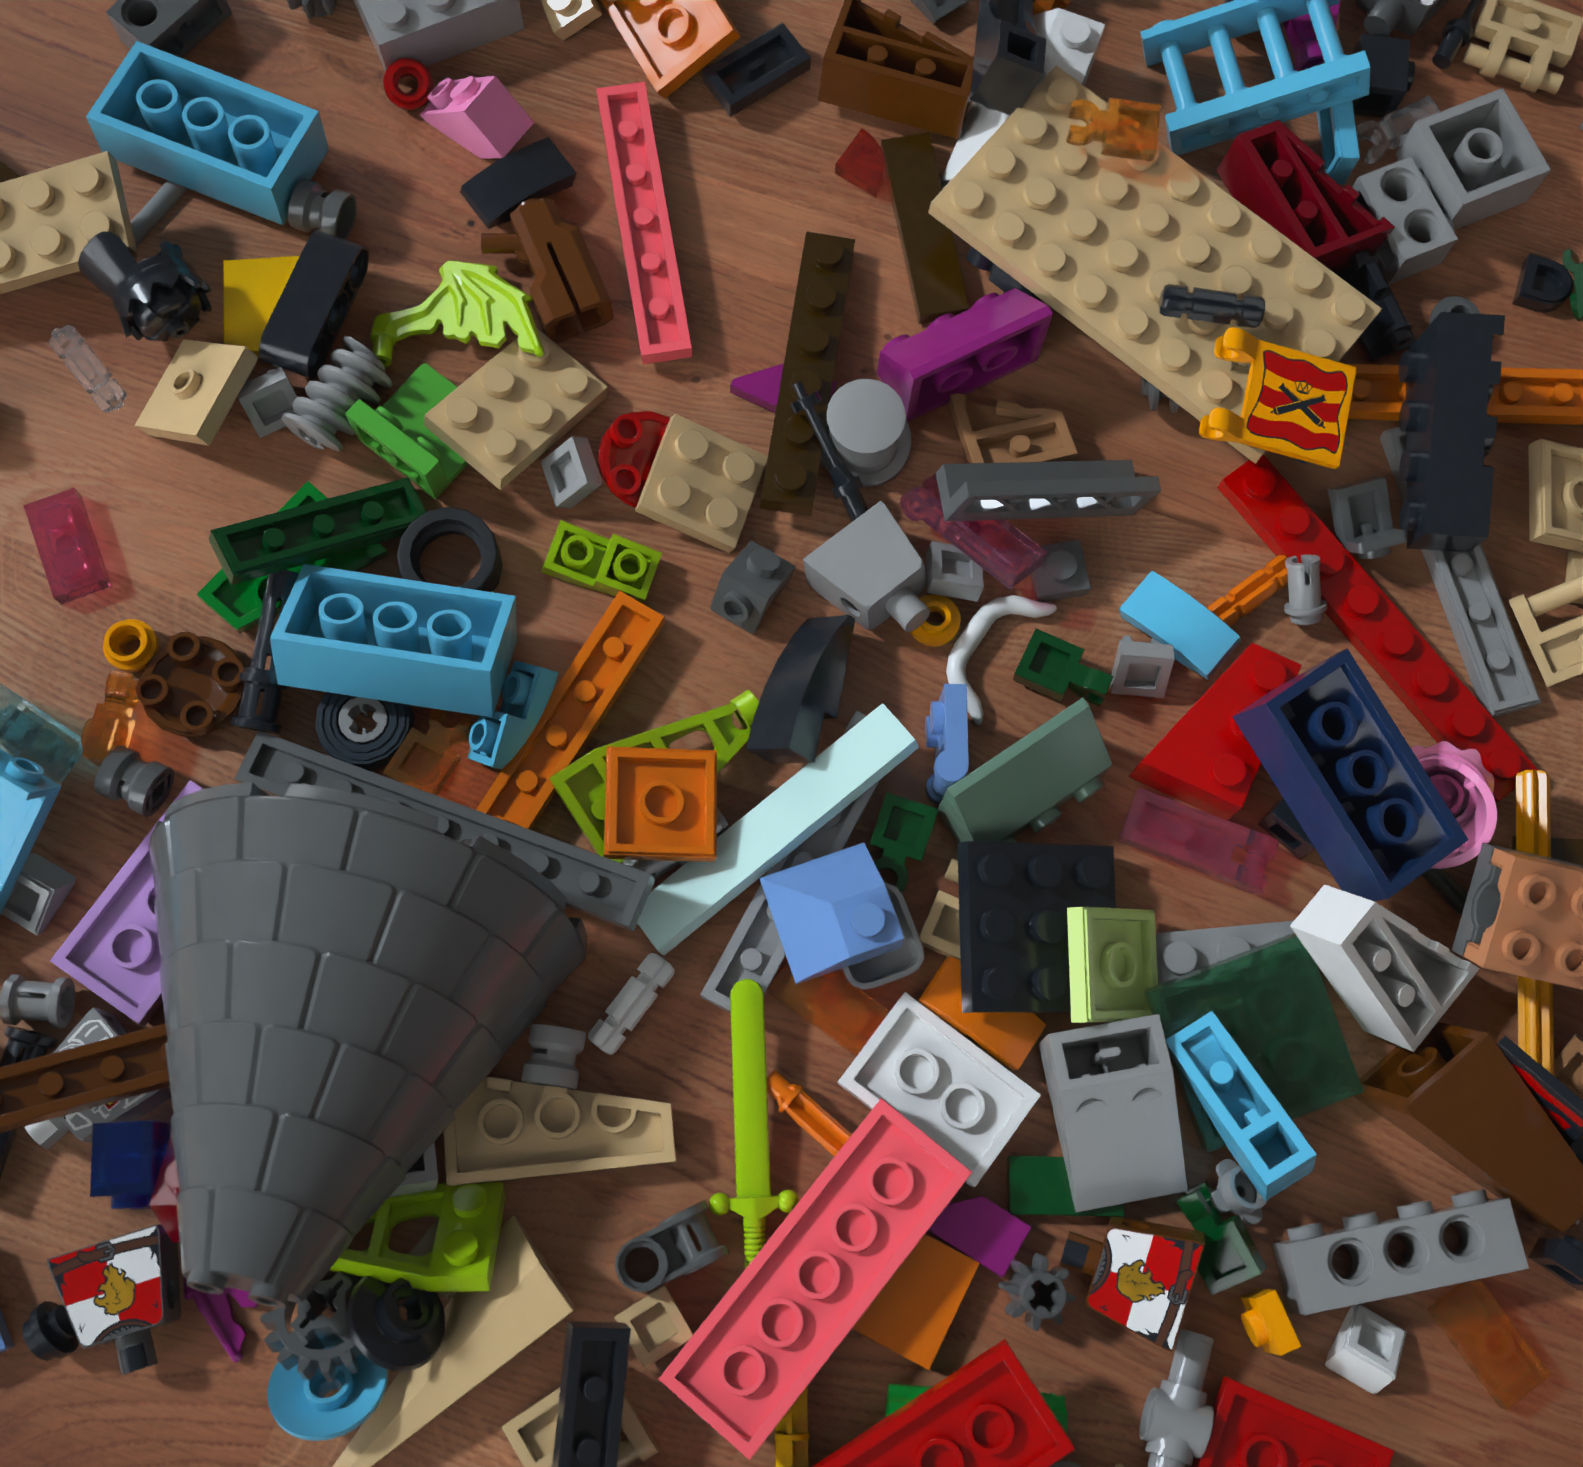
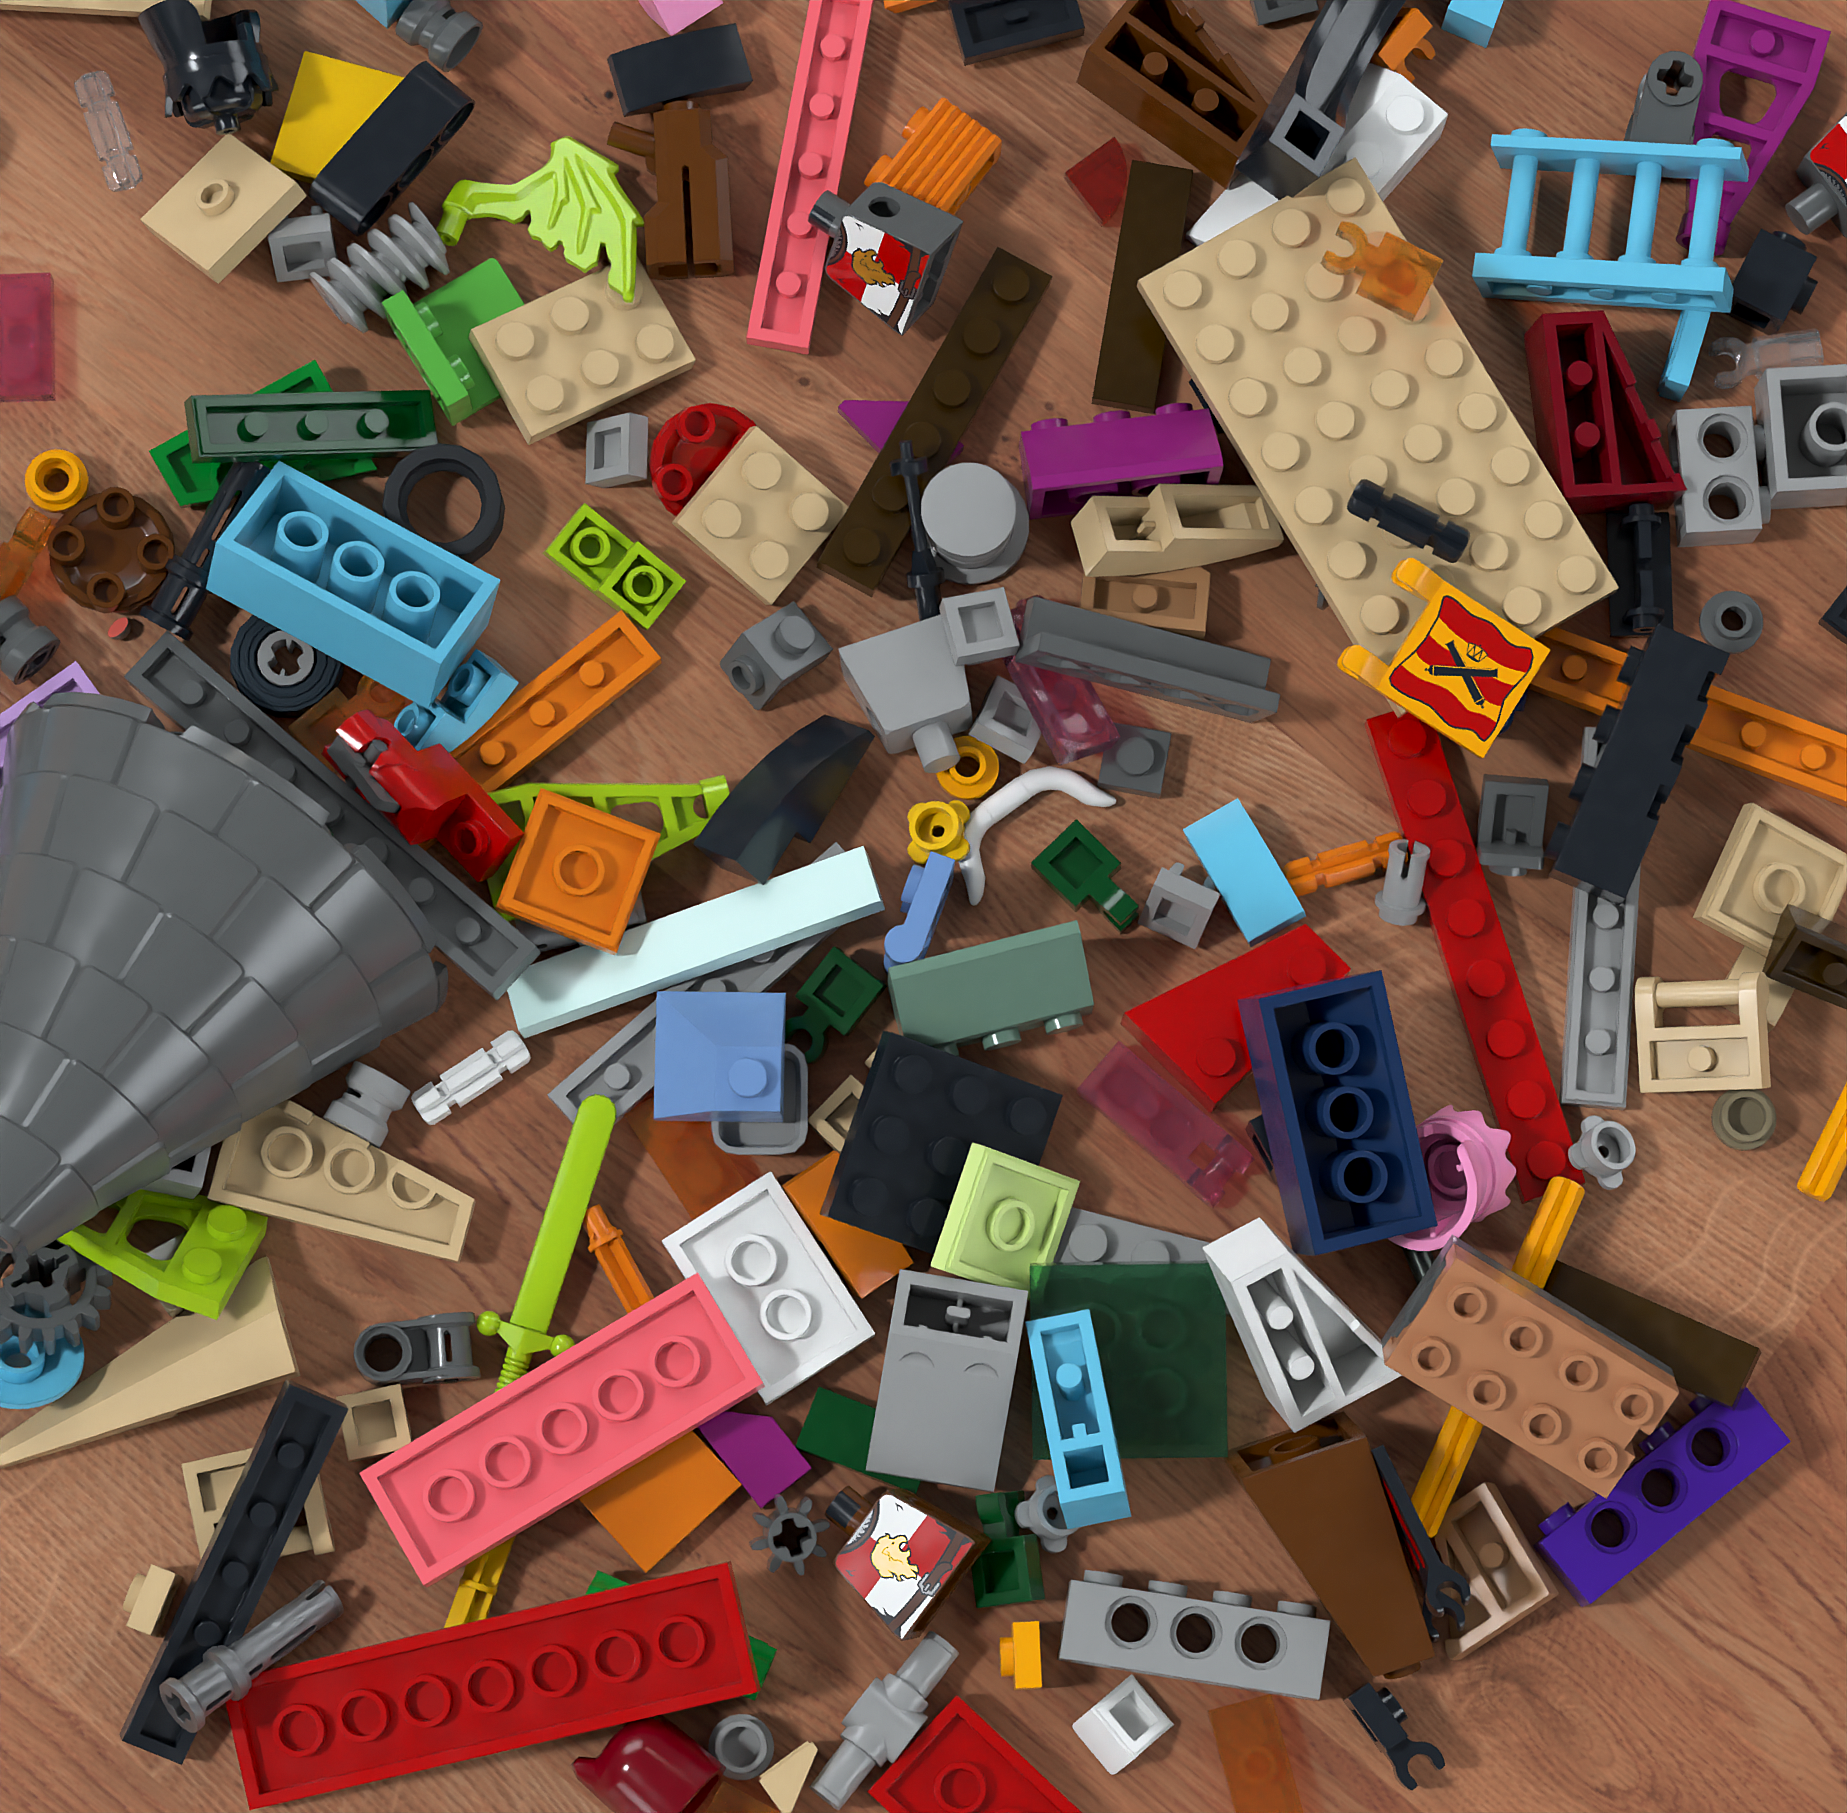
camera: 20 degrees right, 5 degrees up
(221, 744) = (119, 629): none -> coral piece
(383, 1334) = (94, 1323): black piece -> none
(511, 783) = (423, 793): none -> red plate
(726, 253) = (887, 250): none -> torso
(737, 193) = (941, 159): none -> orange brick
(908, 503) = (979, 627): none -> light grey tile
(920, 666) = (927, 817): none -> yellow plate
(1022, 385) = (1173, 528): none -> tan slope
(1542, 740) = (1613, 1142): none -> light grey plate

